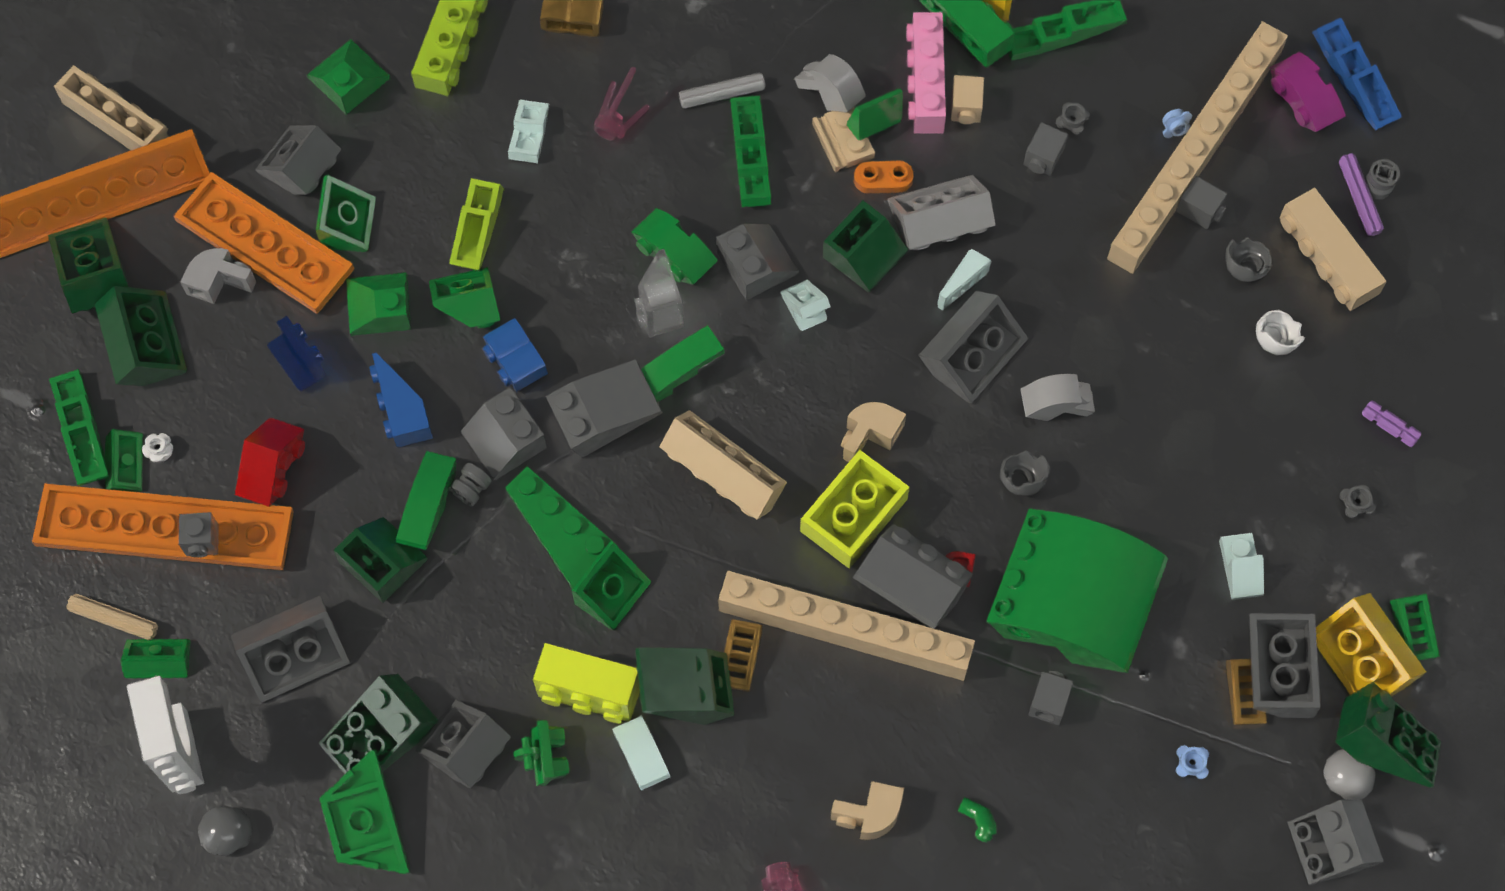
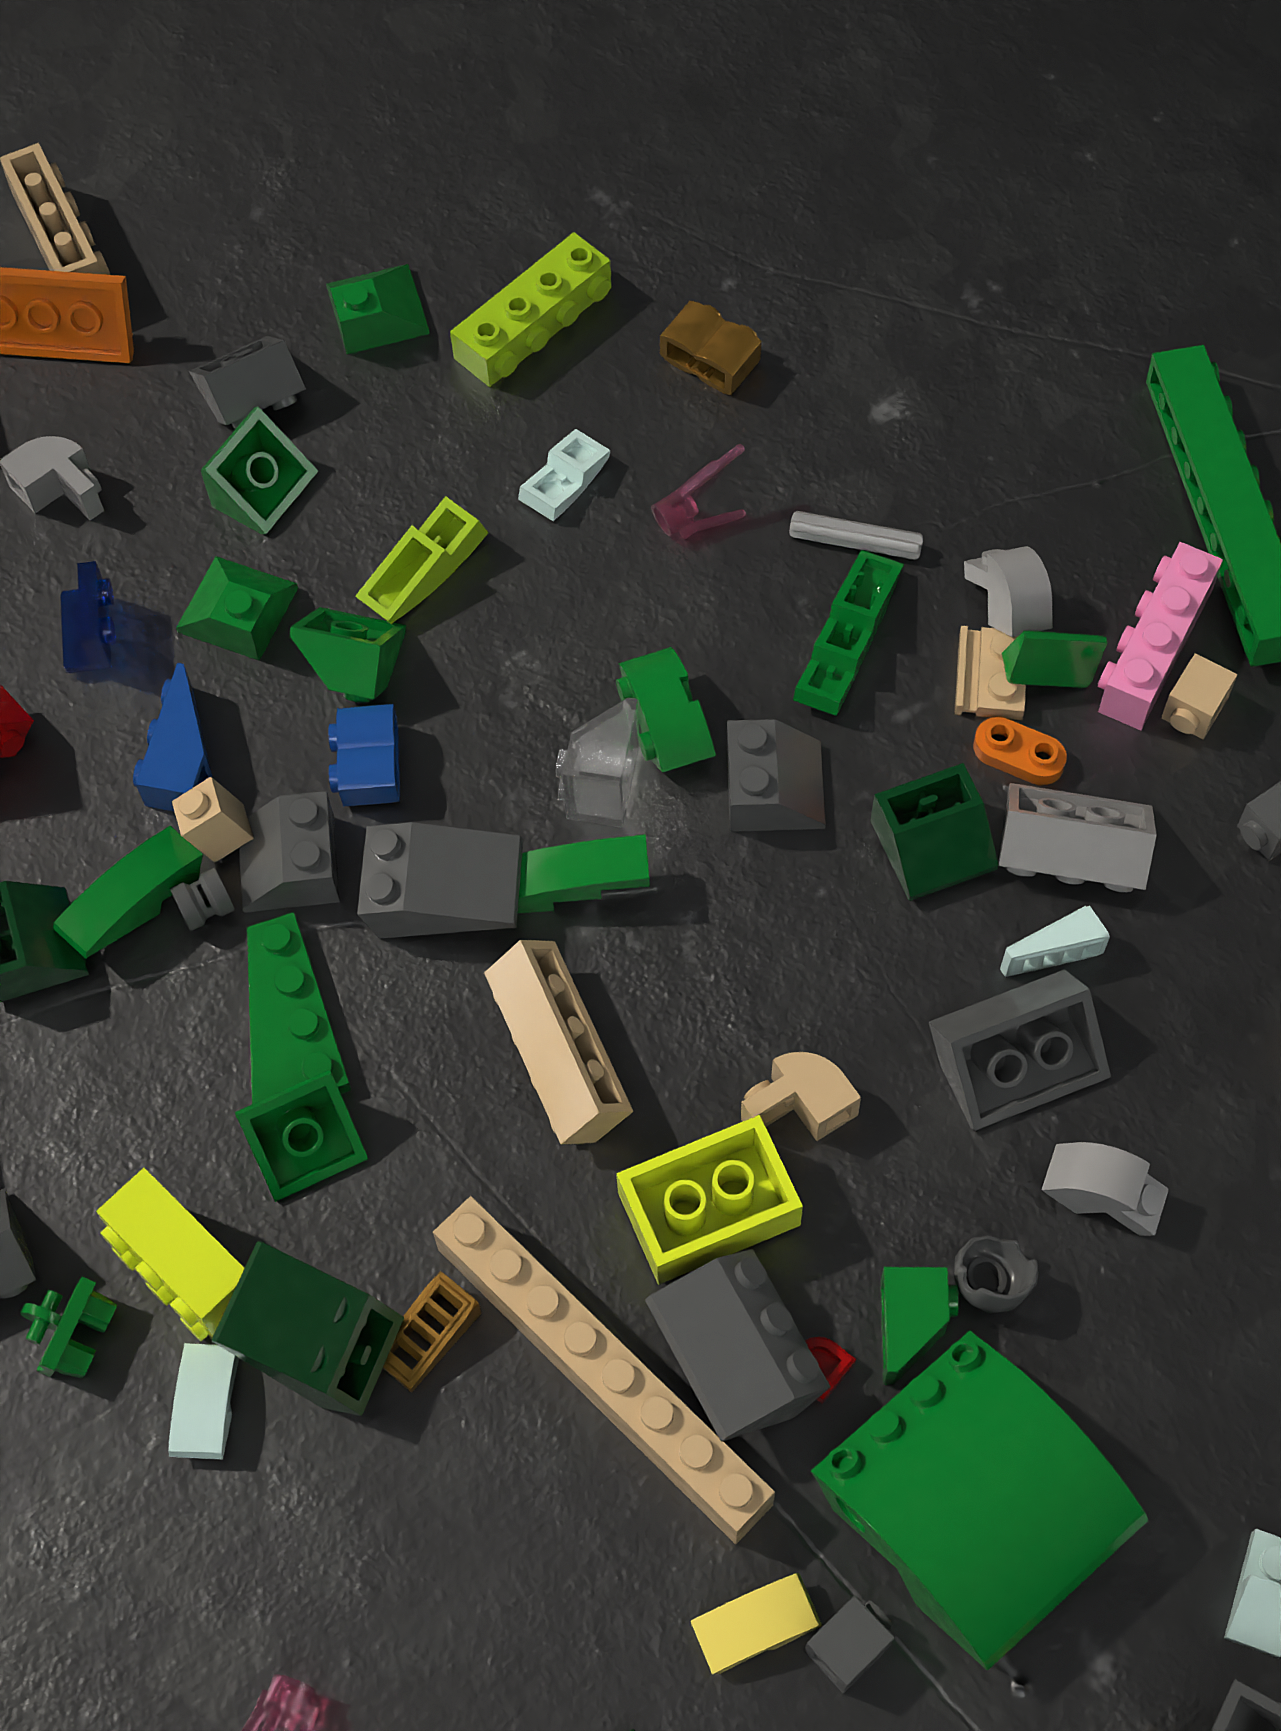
camera: 30 degrees right, 5 degrees down
(264, 242) = (141, 465): orange plate -> none
(450, 435) = (212, 819): none -> tan brick
(806, 304) = (807, 875): light aqua slope -> none
(876, 817) = (488, 1684): tan brick -> none
(992, 516) = (913, 1315): none -> green slope
(997, 713) = (756, 1623): none -> light yellow slope

